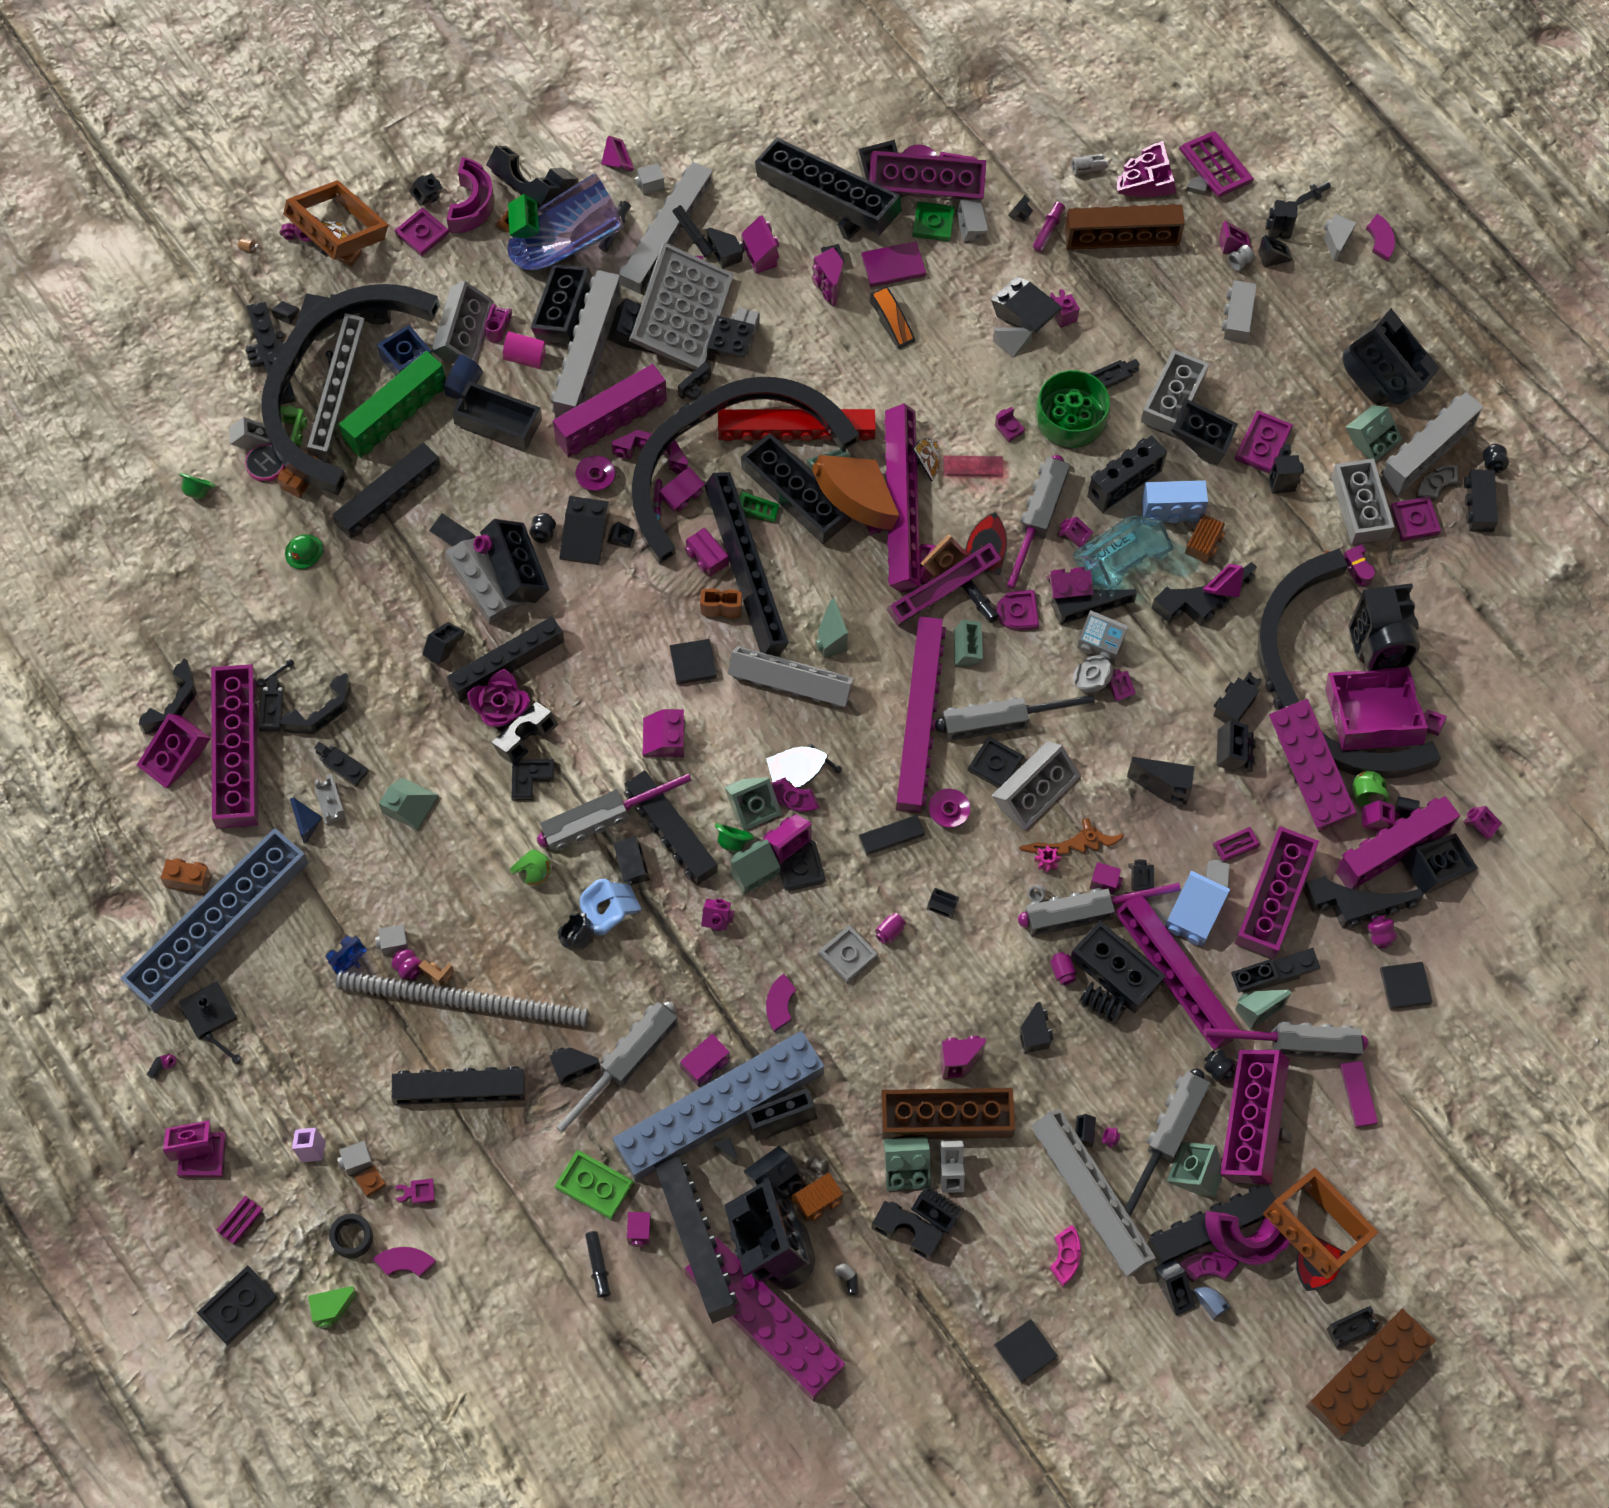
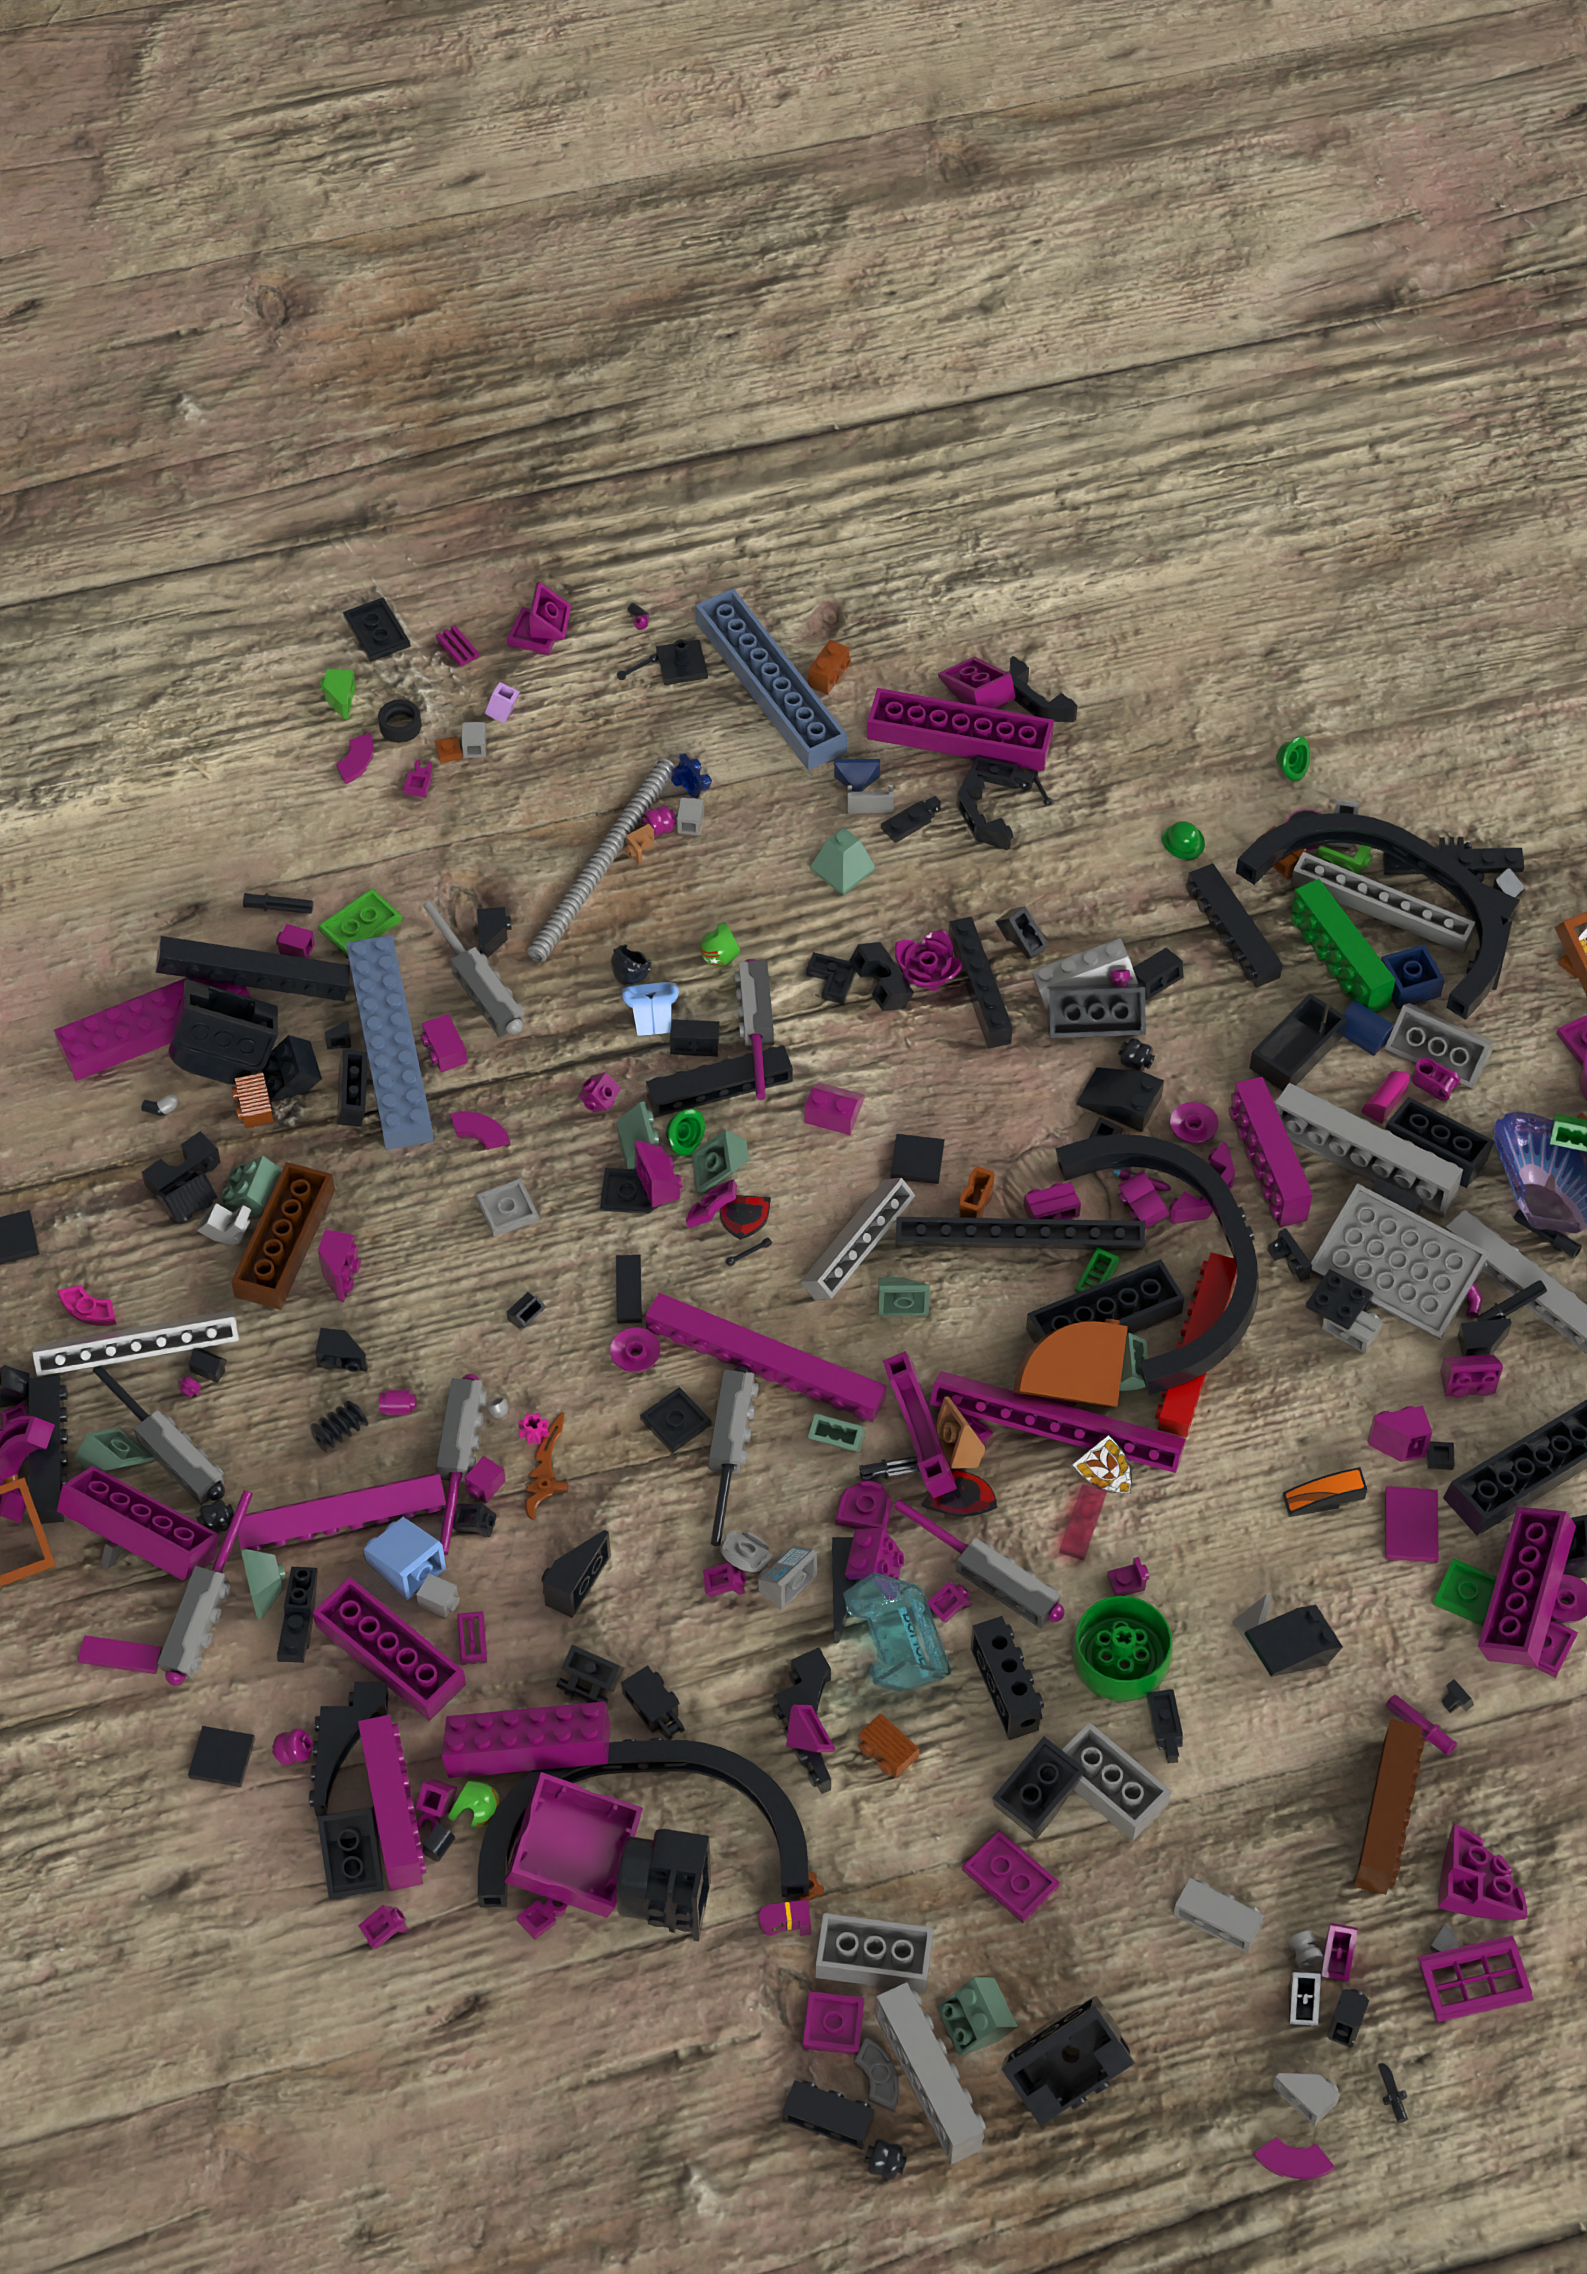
camera: 110 degrees right, 10 degrees down
(458, 1086) = (510, 834): black brick -> none
(890, 928) = (516, 1250): magenta brick -> none
(971, 220) = (1454, 1630): light grey hinge -> none
(1036, 785) = (628, 1447): light grey slope -> none
(1070, 309) = (1281, 1696): magenta brick -> none
(1088, 164) = (1513, 1808): light grey hinge -> none
(1123, 955) = (372, 1450): black brick -> none
(1175, 501) = (945, 1718): light blue brick -> none
(1285, 471) = (947, 1868): black brick -> none

